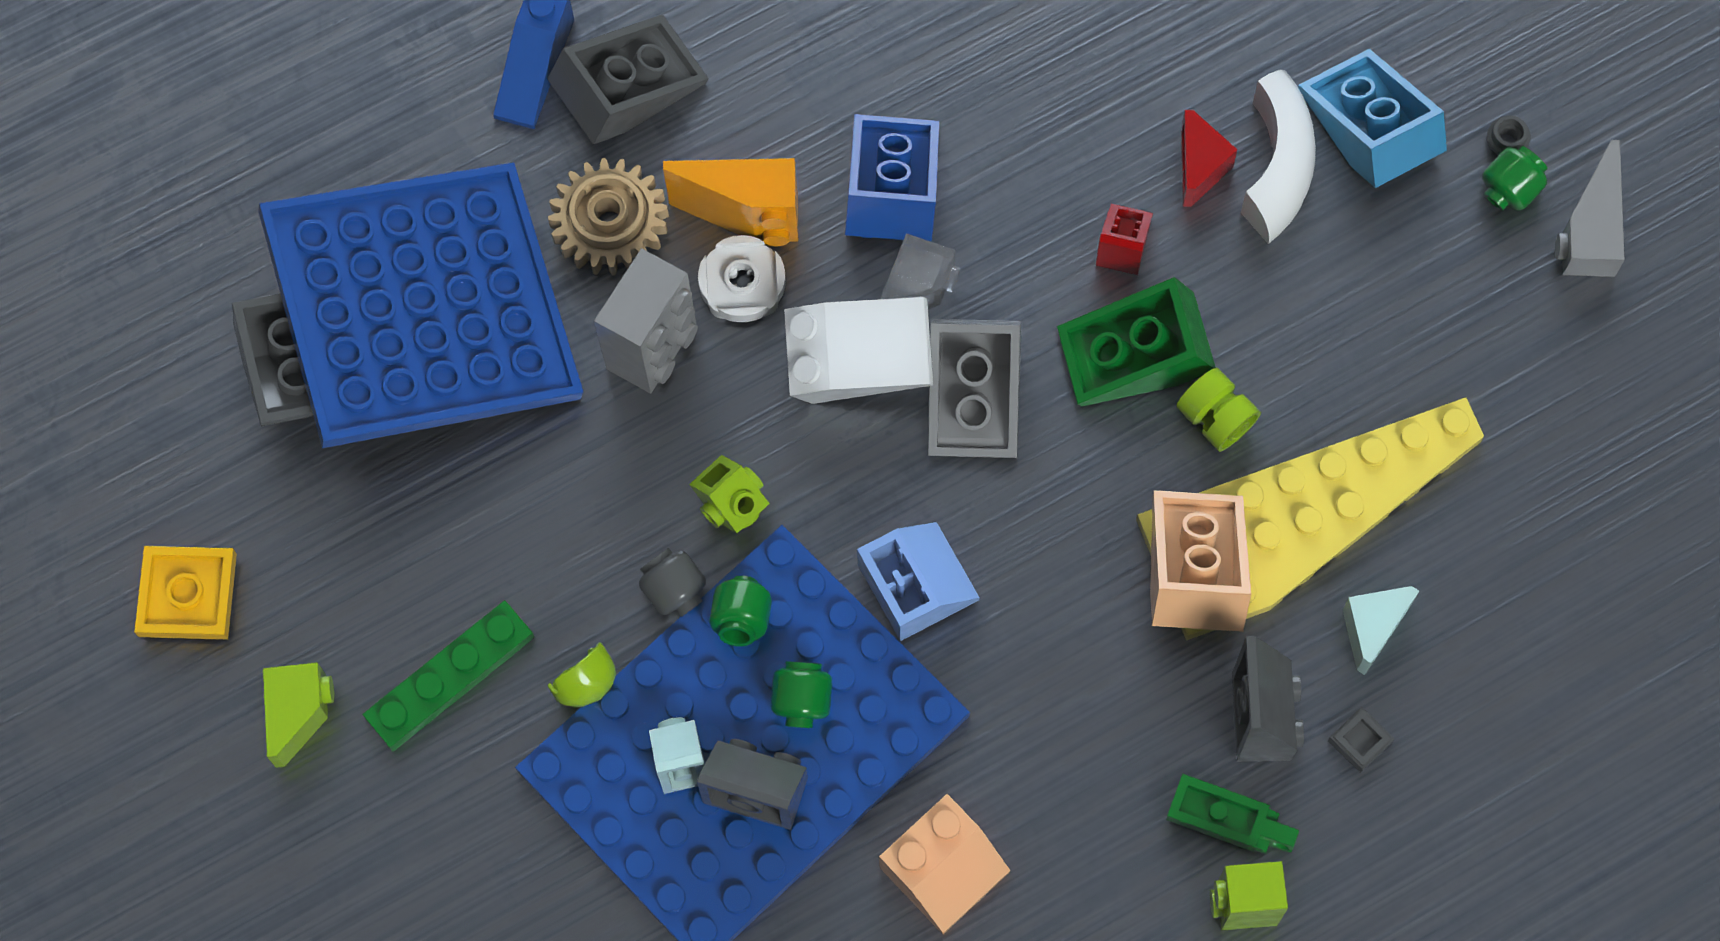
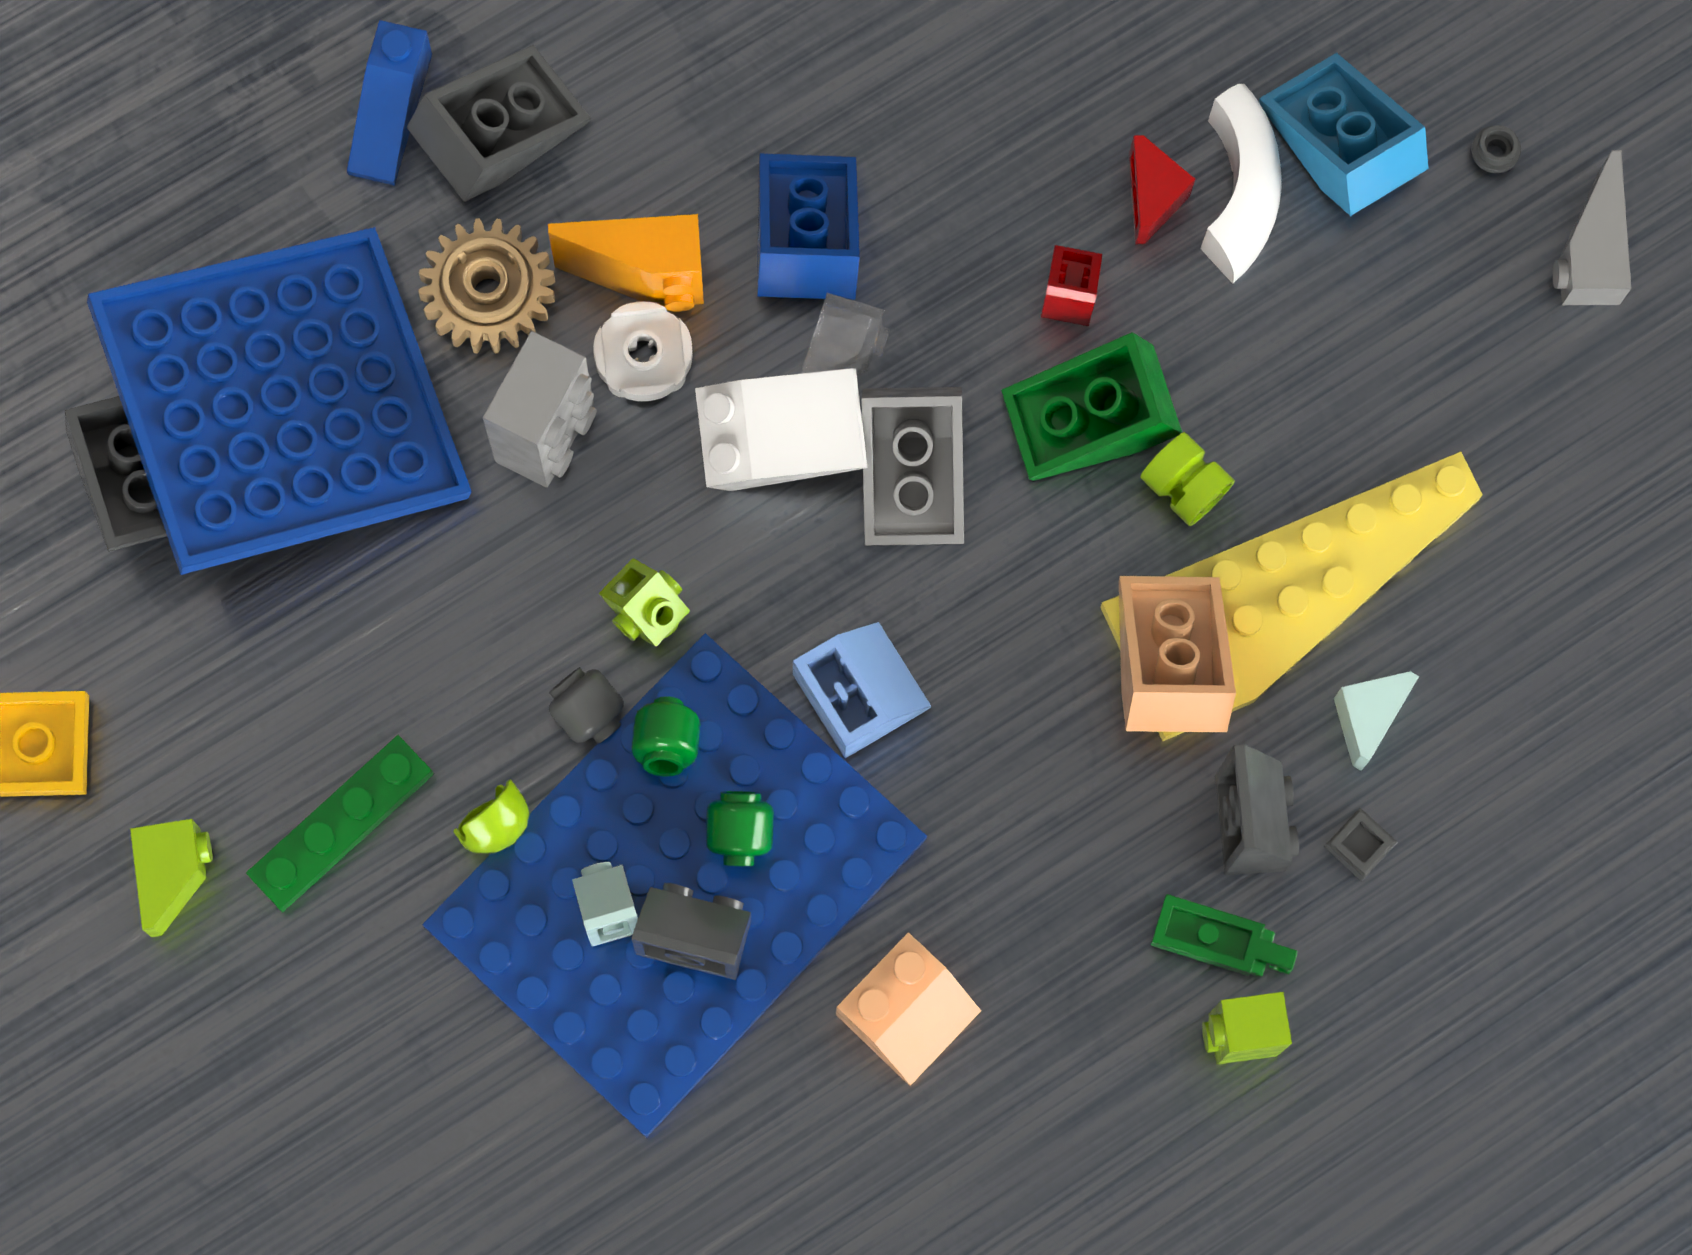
camera: 10 degrees left, 5 degrees up
(1514, 178) = (1505, 198): green head -> none

